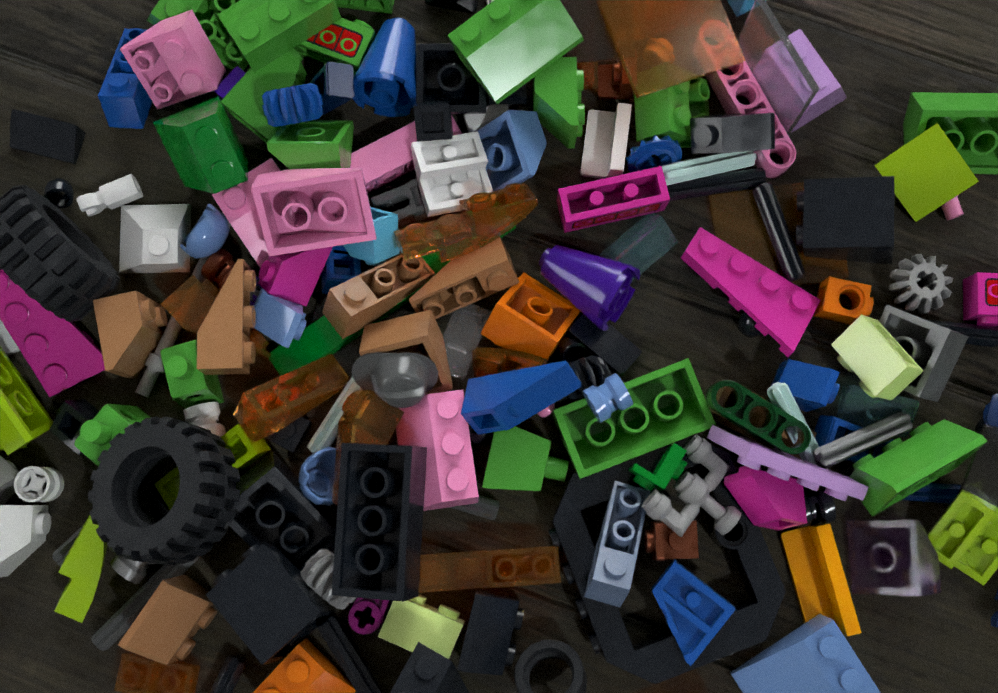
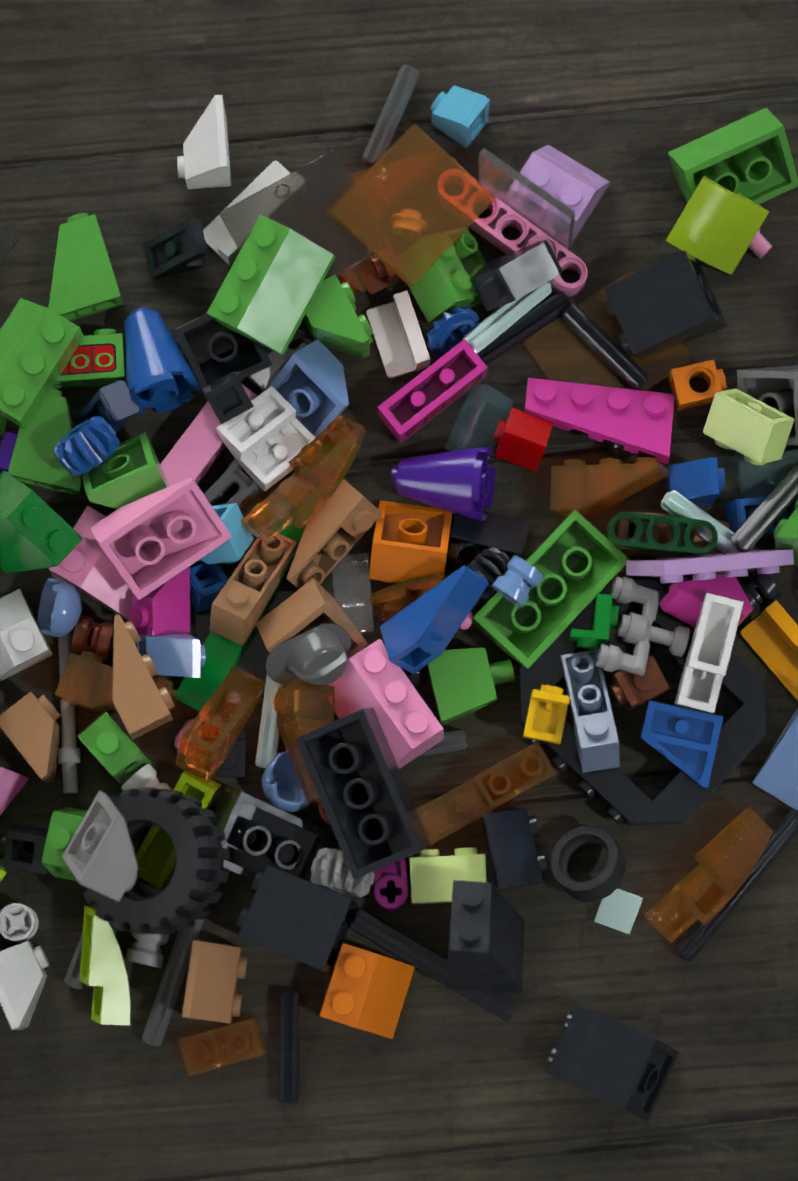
camera: 30 degrees left, 0 degrees up
(111, 466) = (102, 850): none -> light grey slope
(576, 528) = (546, 714): none -> yellow bracket
(670, 276) = (522, 439): none -> red brick
(719, 348) = (601, 486): none -> clear orange slope
(750, 545) = (709, 653): none -> white slope
(932, 277) = (753, 322): light grey gear -> none

